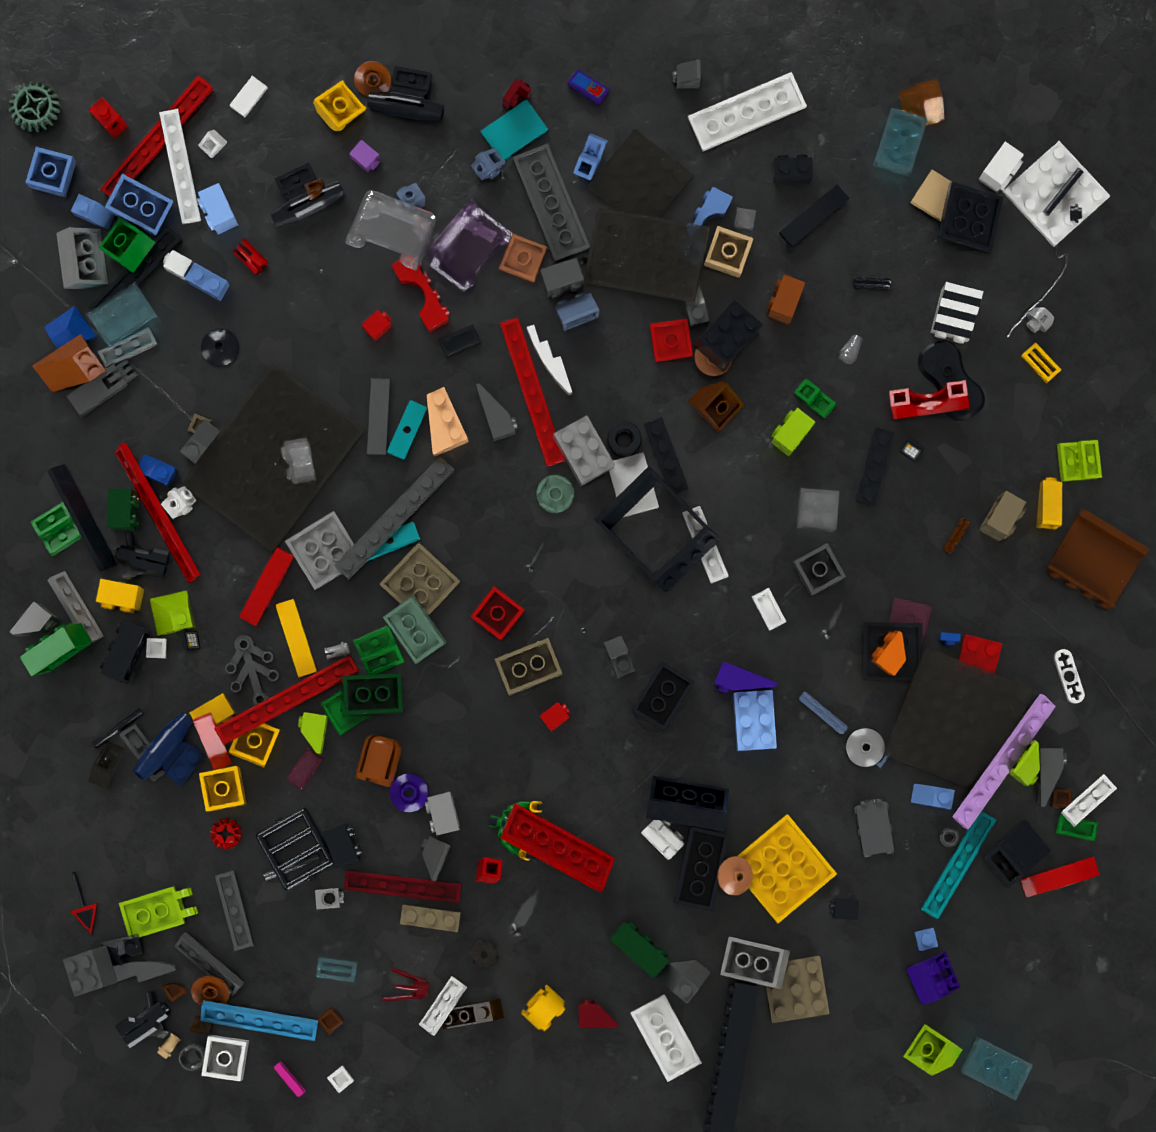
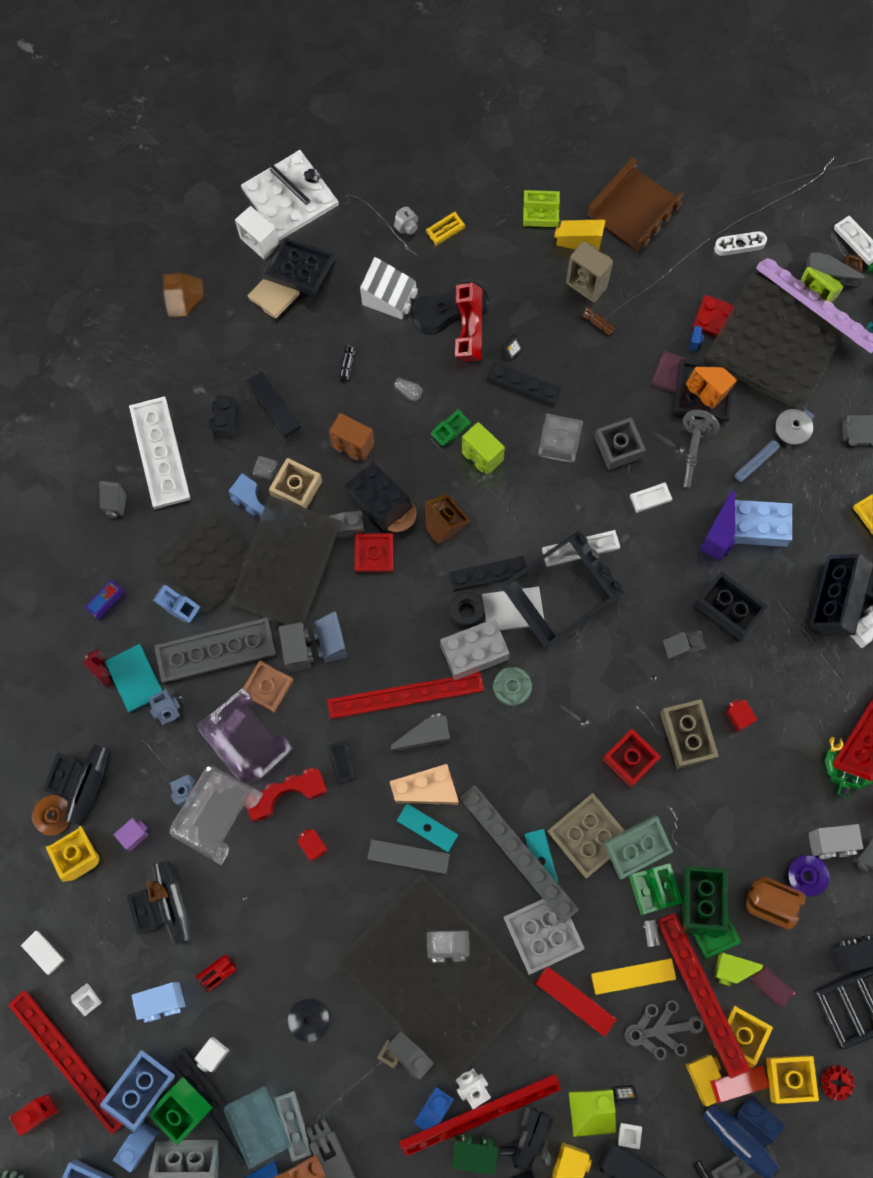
camera: 80 degrees left, 10 degrees down
(180, 166) = (103, 1038): white tile -> none
(207, 281) = (235, 1024): medium blue brick -> none
(553, 365) = (384, 668): white slope -> none
(844, 647) = (698, 432): none -> dark grey dish
(900, 142) = (216, 317): clear light blue brick -> none
(932, 796) = (846, 372): medium blue slope -> none

